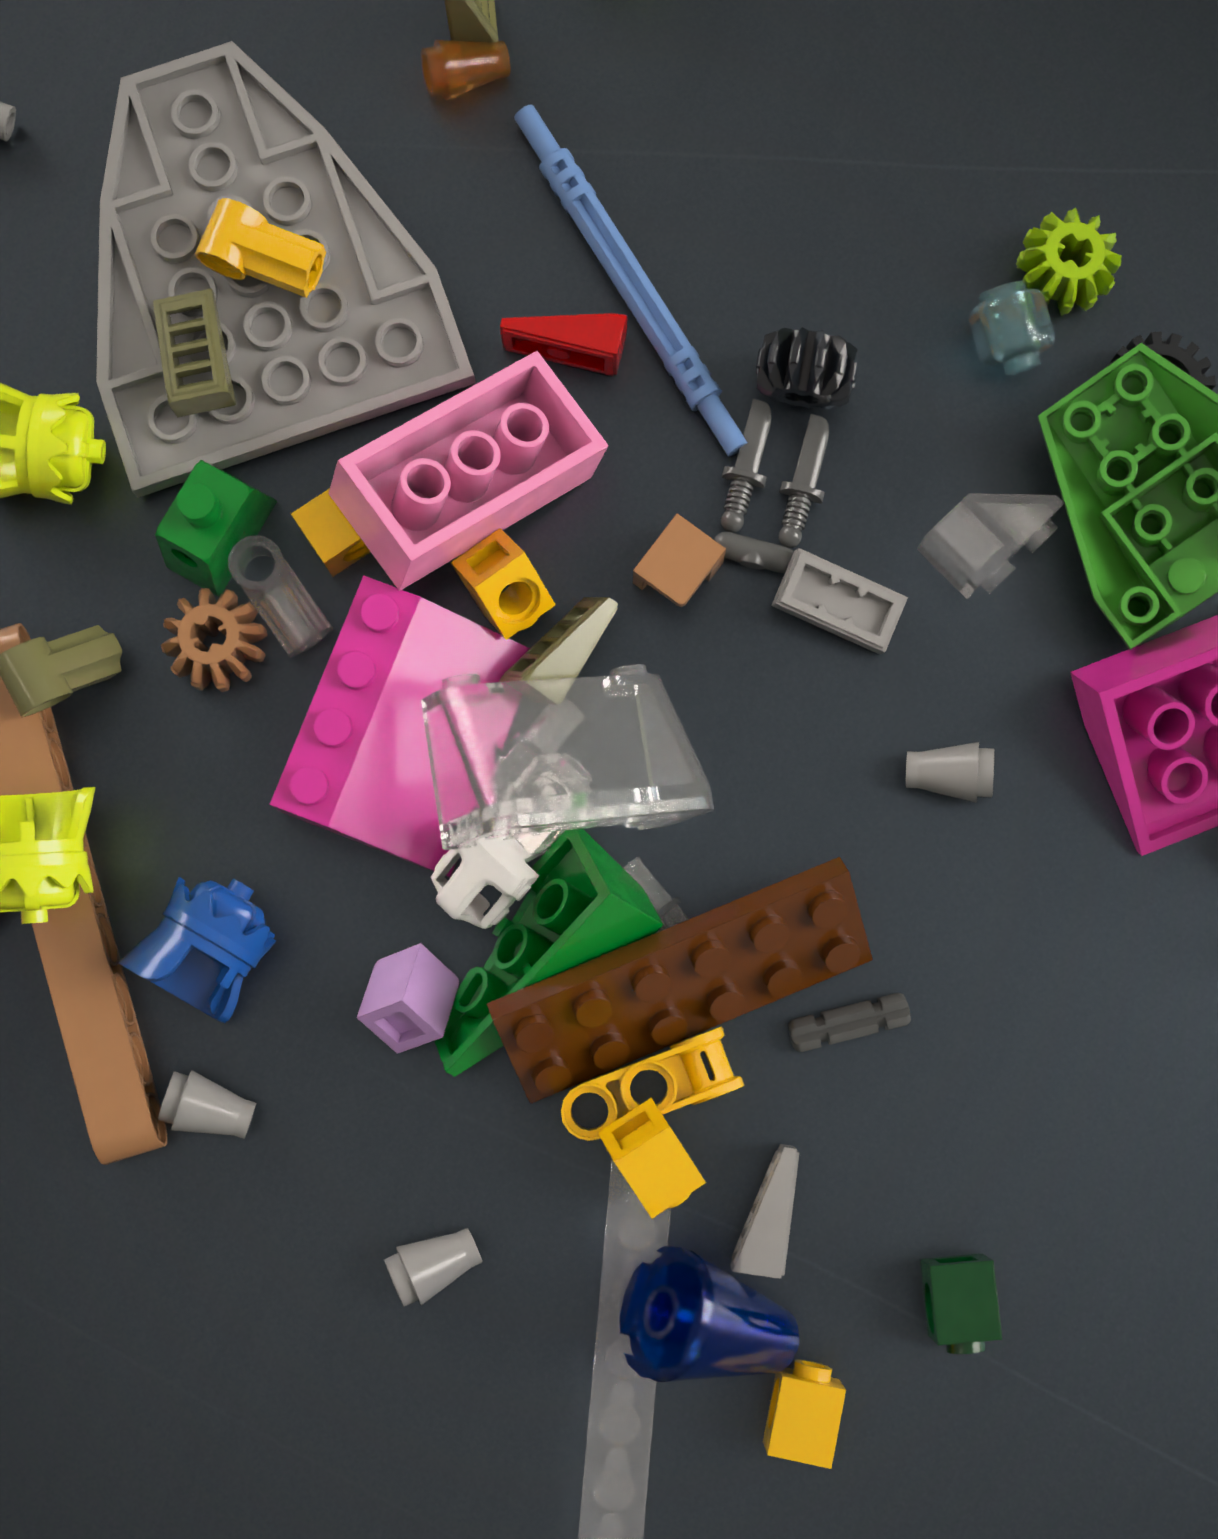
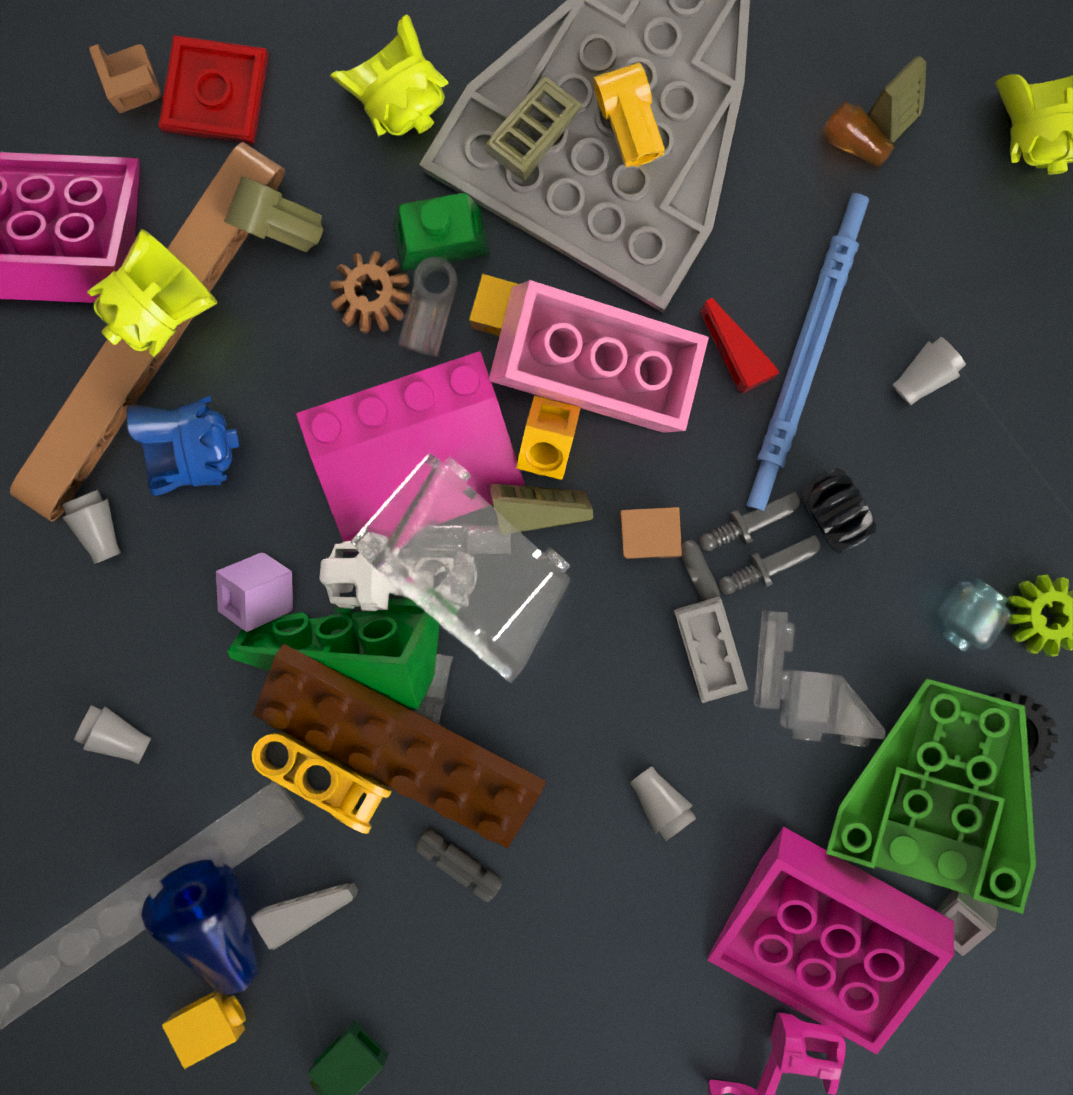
camera: 50 degrees right, 5 degrees up
(651, 1158) = (274, 816): yellow brick -> none
(743, 180) = (931, 369): none -> light grey cone
(882, 535) = (771, 680): none -> clear plate

